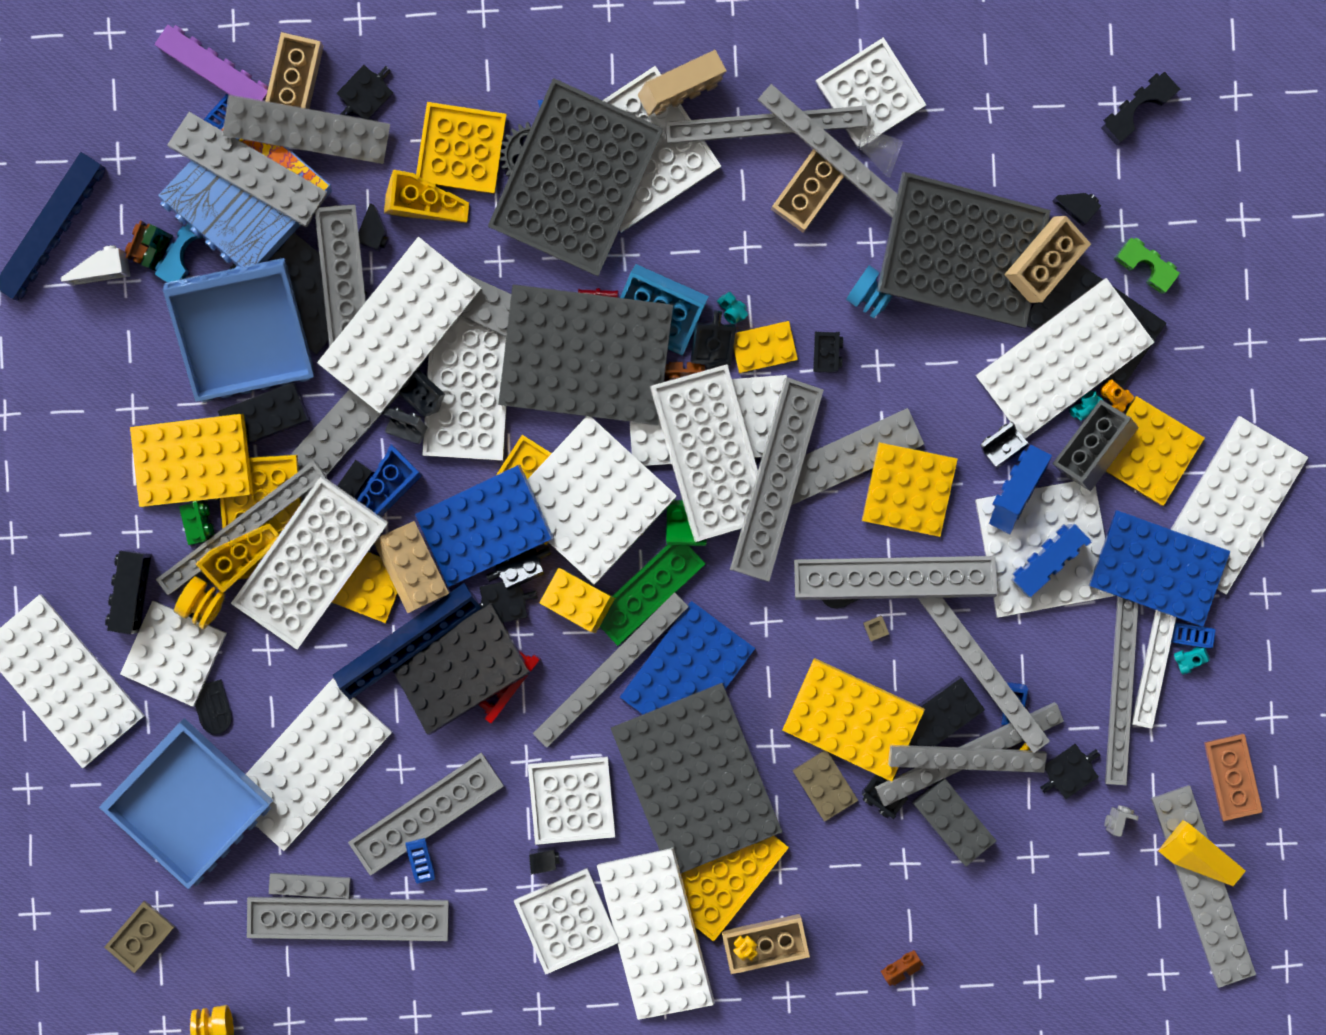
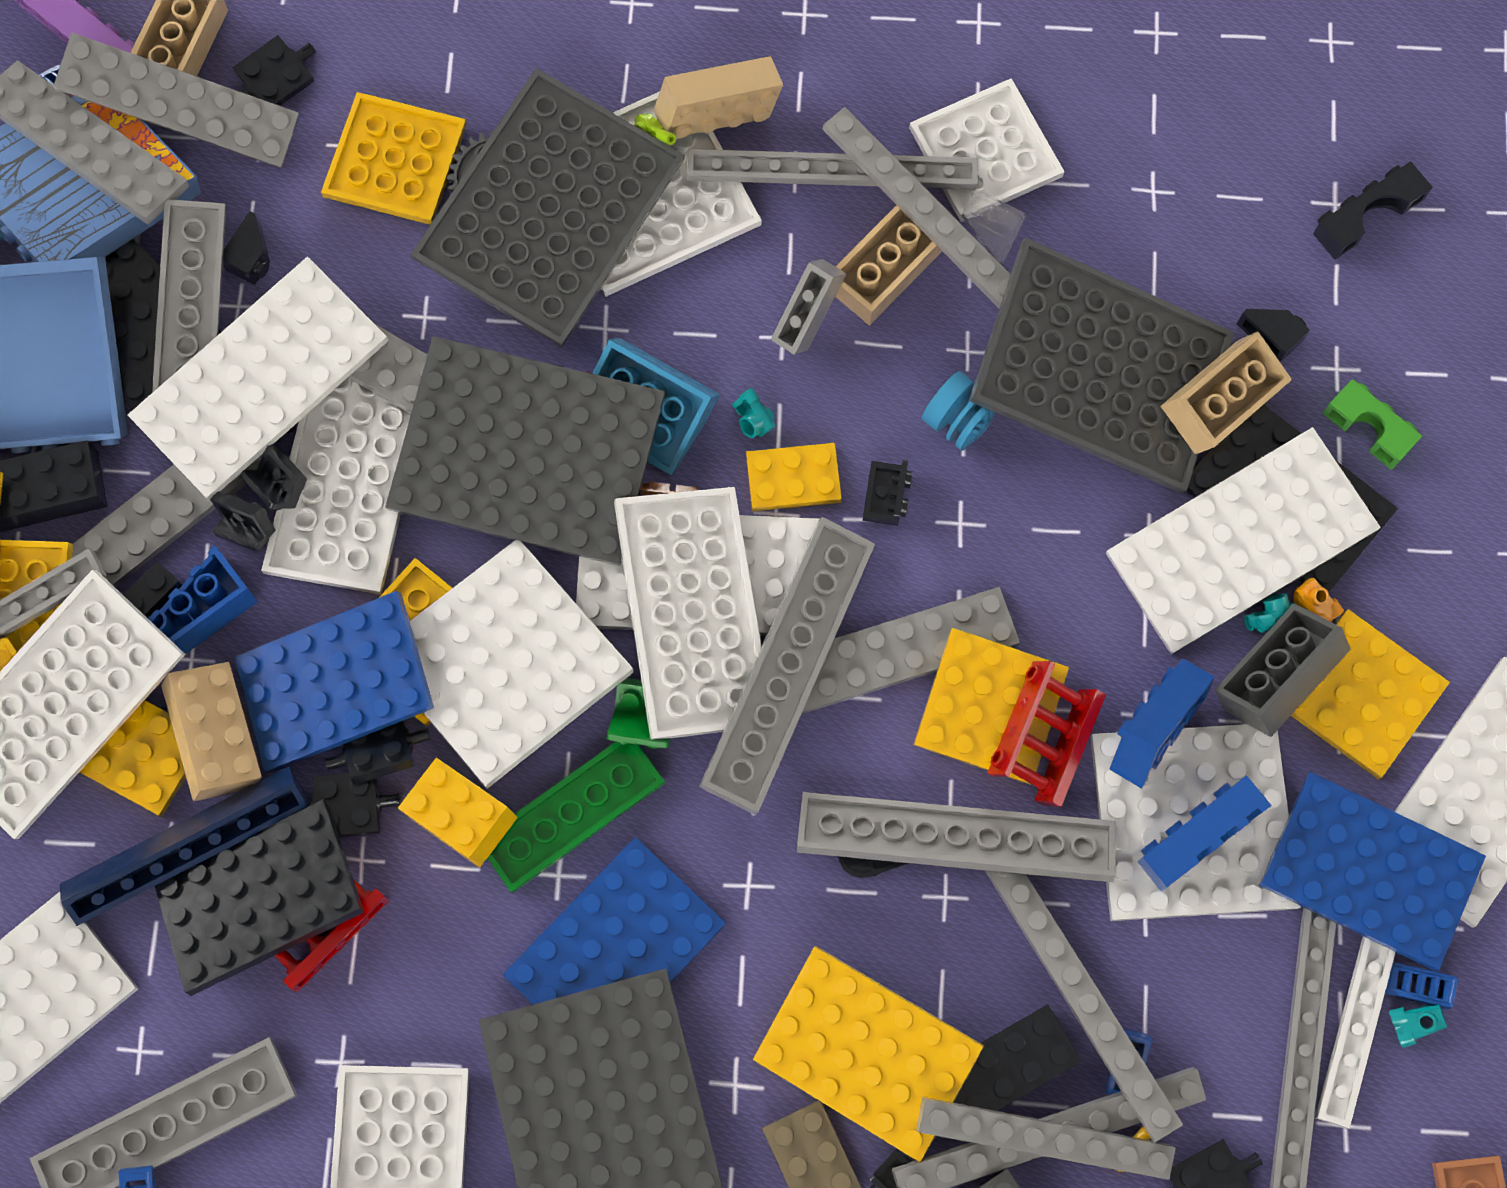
camera: 10 degrees right, 15 degrees down
(417, 198) = (320, 217): yellow wedge -> none
(611, 669) = (492, 931): light grey plate -> none
(637, 109) = (652, 127): none -> lime plate
(713, 343) = (718, 456): black plate -> none
(761, 231) = (808, 306): none -> light grey brick
(875, 628) = (918, 914): dark tan plate -> none
(962, 510) = (1070, 746): none -> red fence
(1003, 445) = (1140, 656): bracket -> none

